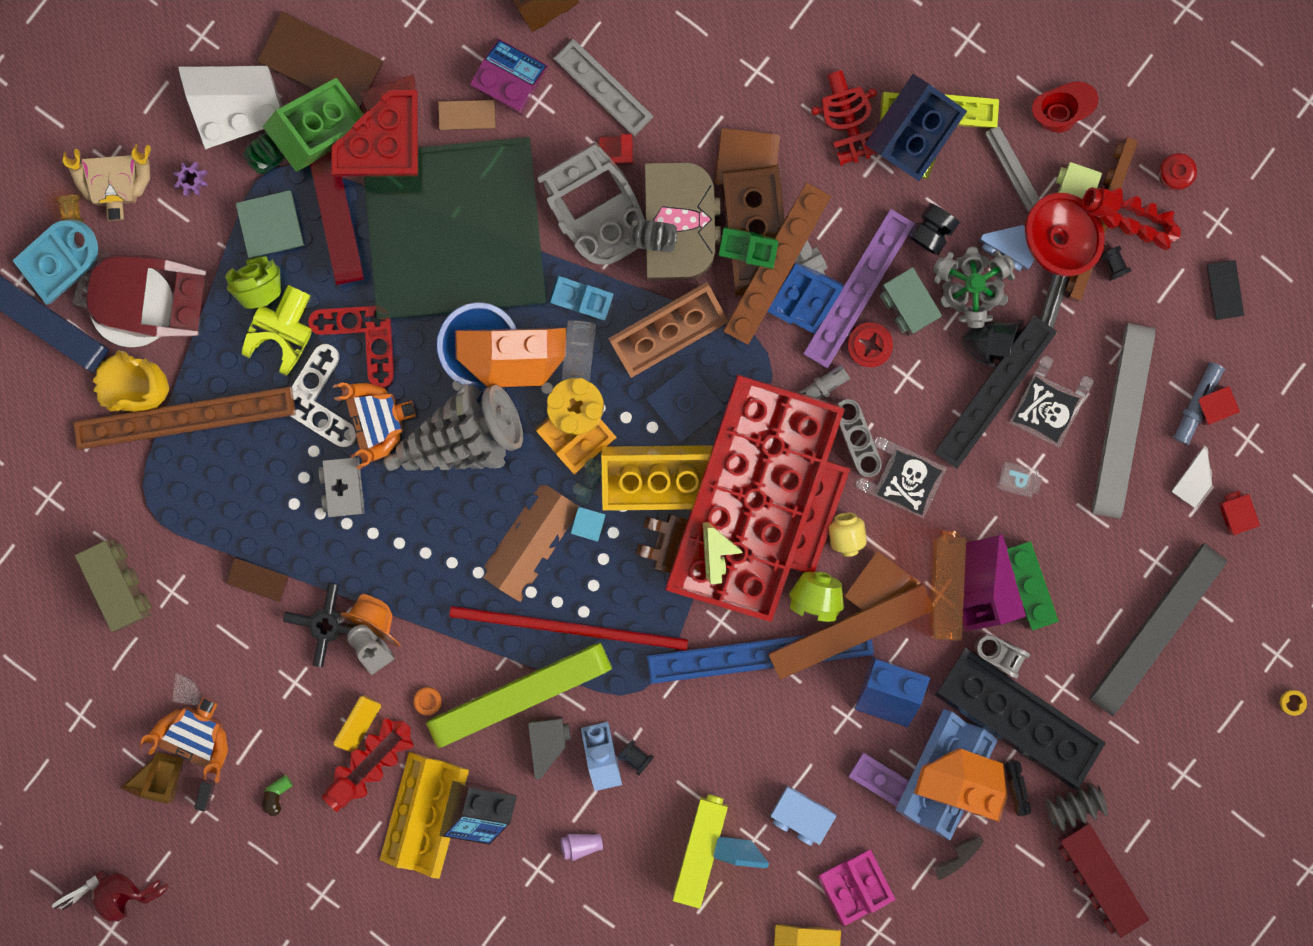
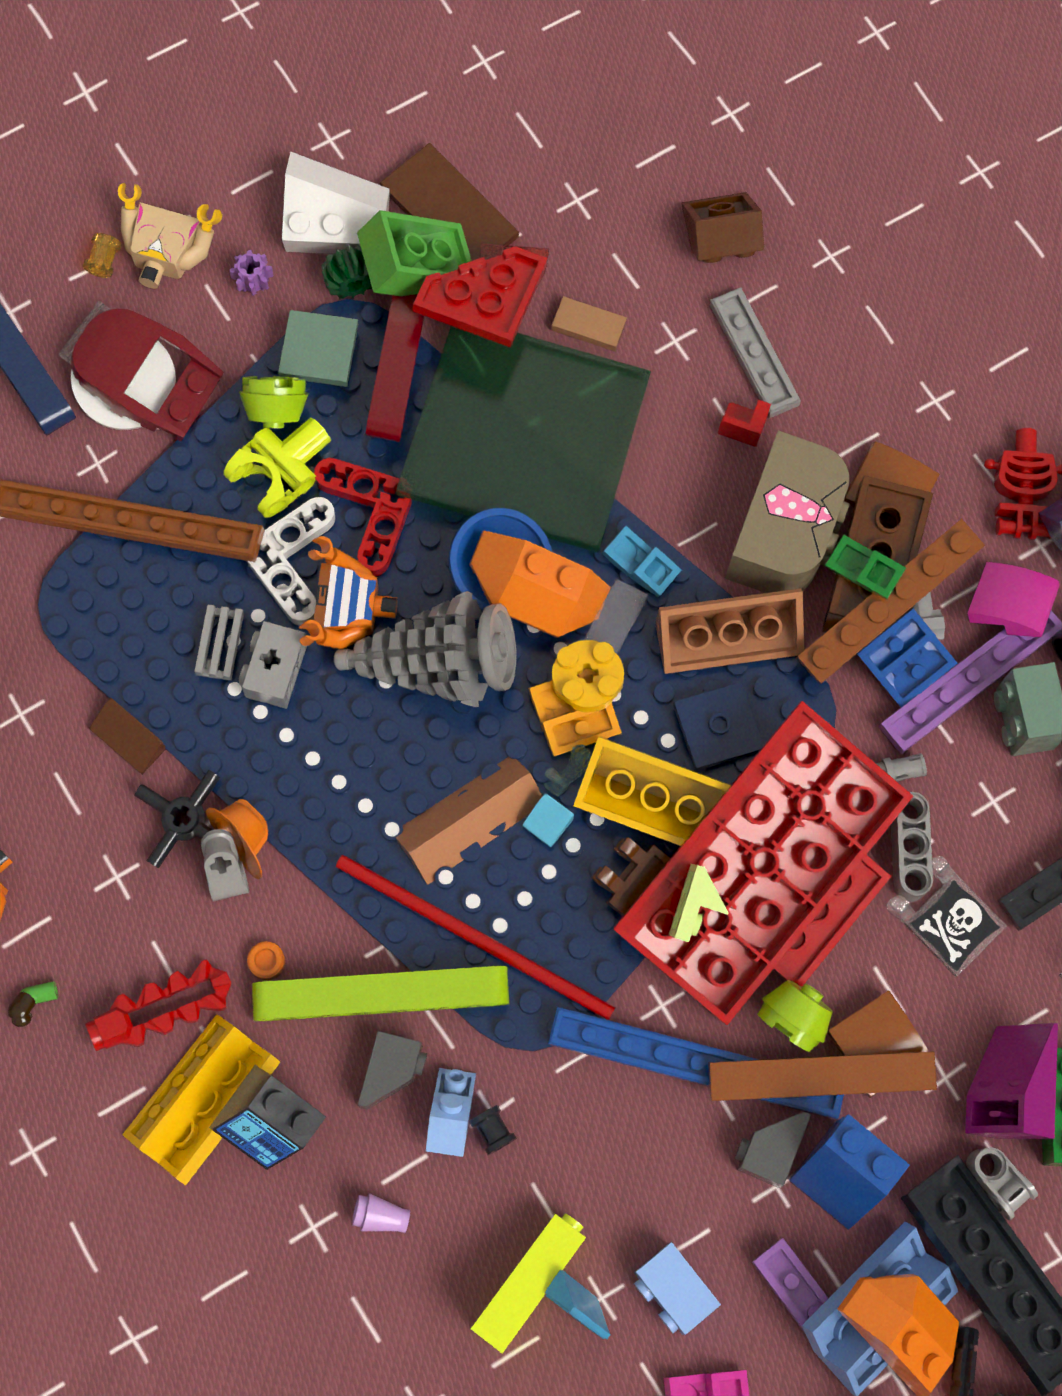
camera: 20 degrees right, 15 degrees down
(56, 260) = (63, 296): medium azure plate -> none
(130, 383) = (82, 458): yellow piece -> none
(283, 485) = (223, 614): none -> light grey tile
(357, 723) = (168, 952): yellow slope -> none
(508, 76) = (650, 300): magenta slope -> none
(603, 231) = (705, 500): light grey slope -> none
(653, 235) = (760, 503): dark grey gear -> none
(834, 695) = (772, 1150): none -> dark grey slope
(847, 534) = (858, 956): light yellow head -> none
(869, 218) = (1013, 598): none -> dark pink slope
(883, 341) = (962, 730): red gear -> none
(947, 586) = (964, 1065): clear orange window -> none

